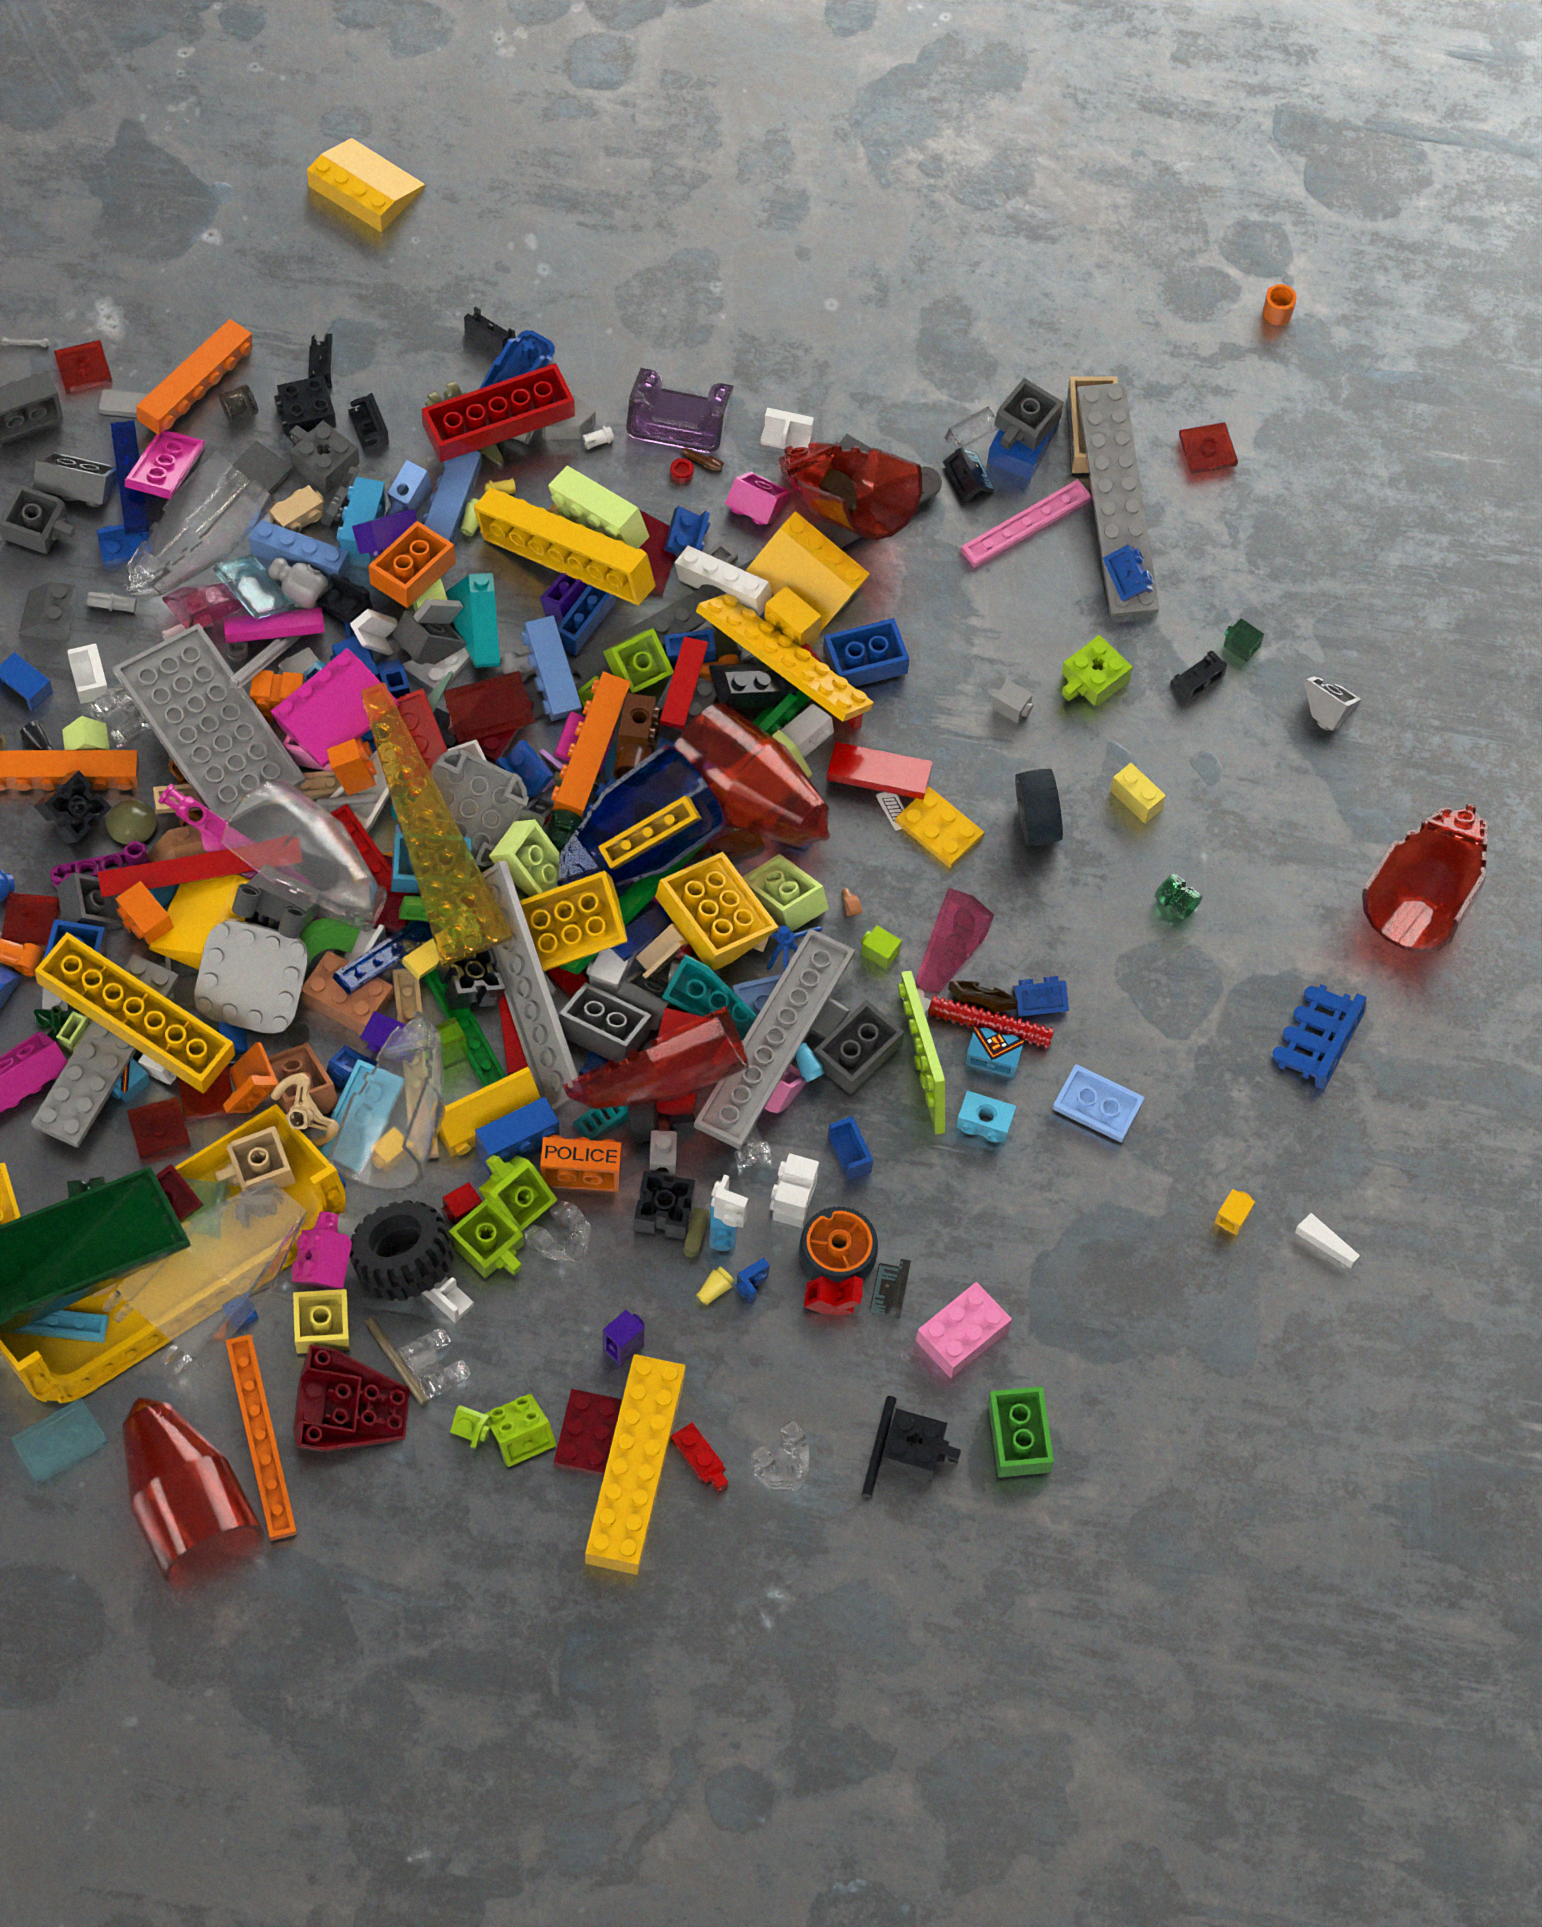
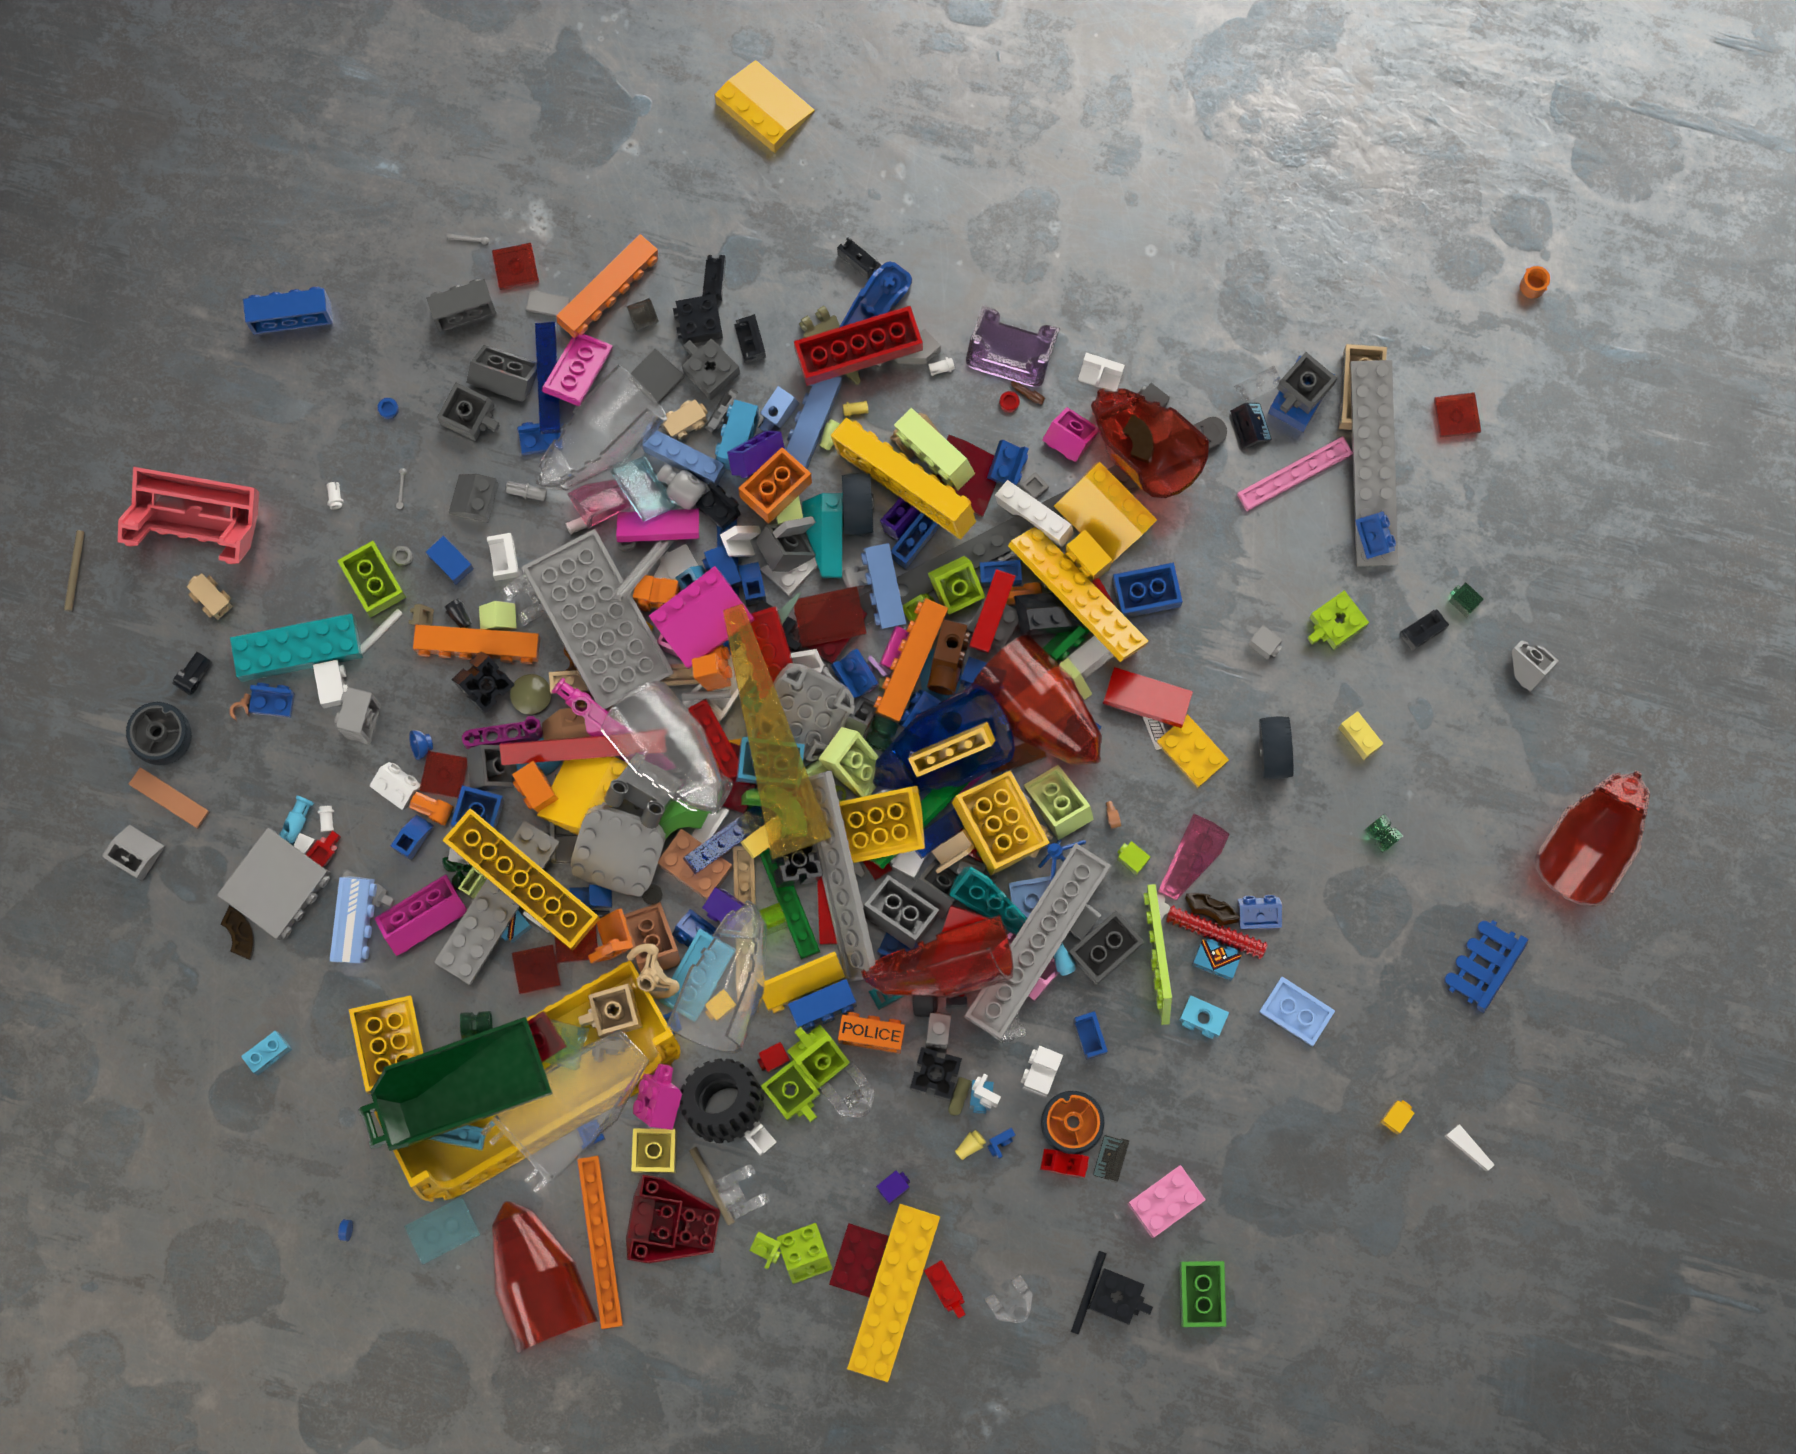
camera: 10 degrees right, 15 degrees up
(512, 581) = (857, 504): none -> black wheel

